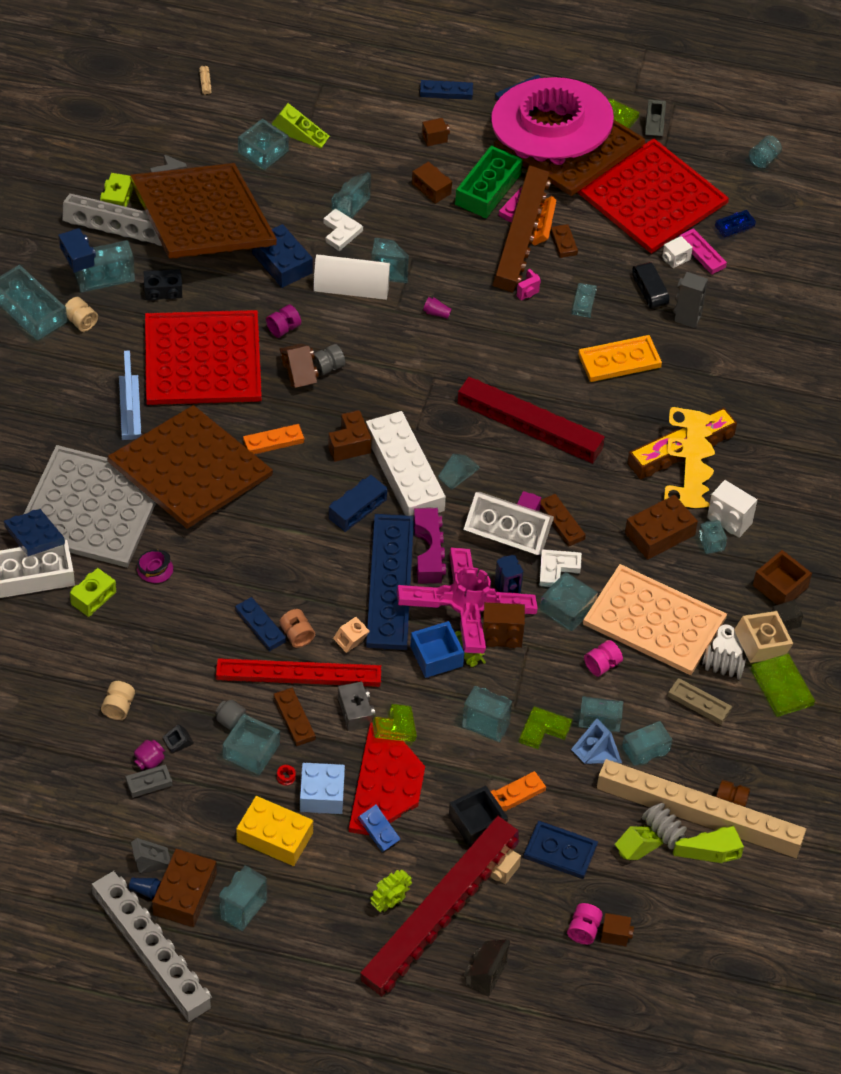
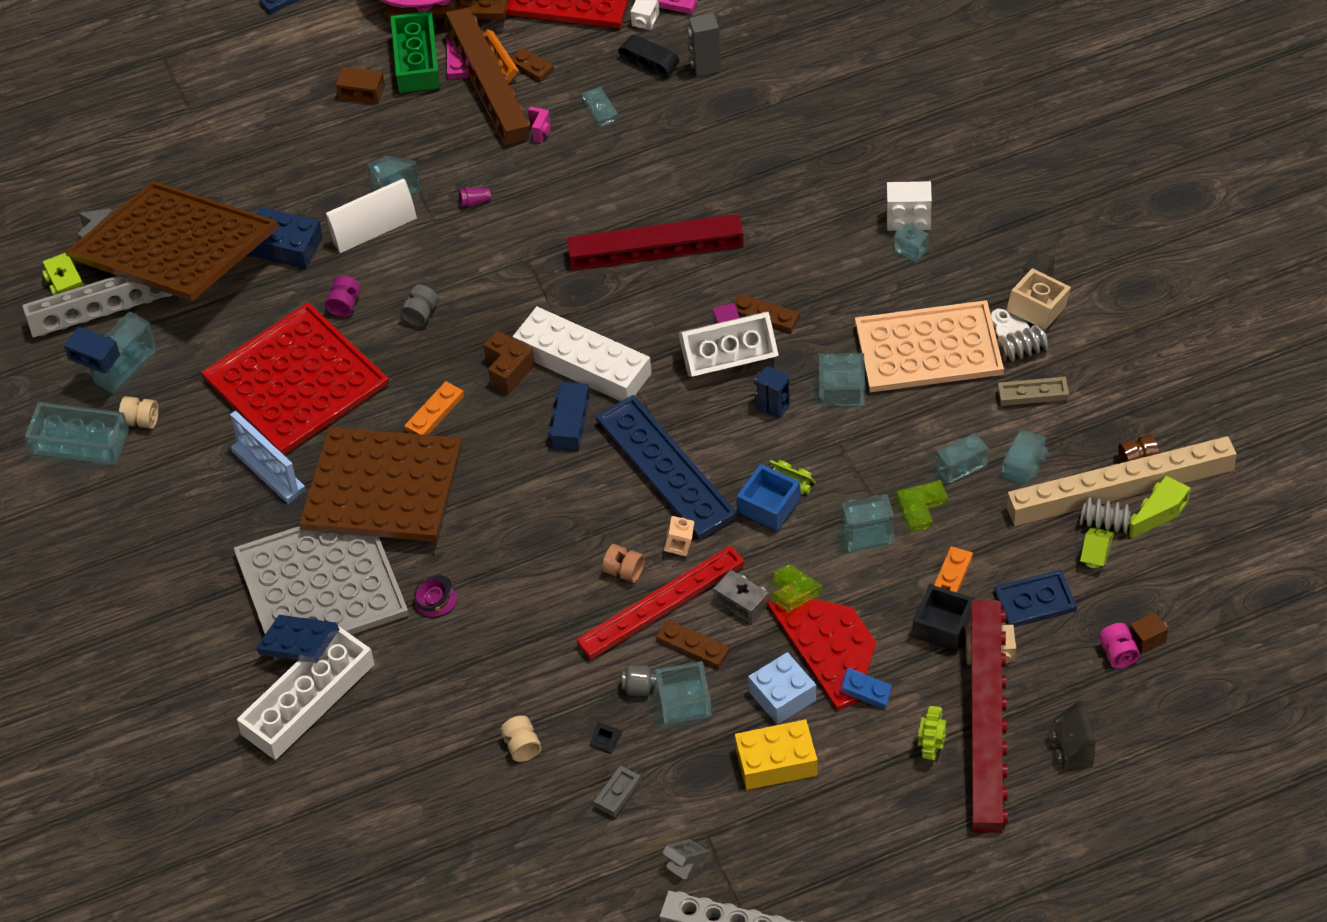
camera: 30 degrees left, 0 degrees up
(102, 589) = (402, 646): lime brick -> none
(145, 886) = (707, 885): dark blue cone -> none
(149, 754) = (596, 767): magenta head -> none
(163, 284) = (192, 335): black brick -> none
(184, 888) = (744, 861): reddish brown brick -> none
(205, 80) = (46, 121): tan axle -> none
(243, 897) = (807, 831): clear light blue piece -> none
(260, 624) = (582, 583): dark blue plate -> none
(263, 144) = (166, 145): clear light blue brick -> none
(290, 771) = (735, 706): red bush -> none
(299, 127) = (182, 110): lime slope -> none
(299, 364) = (398, 324): reddish brown brick -> none
(344, 229) = (315, 176): white plate -> none
(353, 195) = (297, 141): clear light blue slope -> none
(430, 563) = (654, 395): magenta arch -> none
(435, 131) = (318, 37): reddish brown brick -> none
(457, 470) = (631, 329): clear light blue slope -> none
(469, 606) = (751, 440): dark pink piece -> none
(503, 624) = (807, 436): reddish brown brick -> none
(556, 562) = (797, 356): white plate -> none
(596, 745) = (984, 487): medium blue slope -> none
(603, 658) = (918, 408): dark pink wheel -> none
(619, 358) = (682, 138): light orange plate -> none
(654, 455) = (808, 178): brick -> none
(661, 527) = (860, 262): reddish brown brick -> none
(694, 449) = (829, 176): yellow piece -> none
(782, 578) = (1007, 239): reddish brown piece -> none
(782, 685) = (1087, 331): clear neon green plate -> none

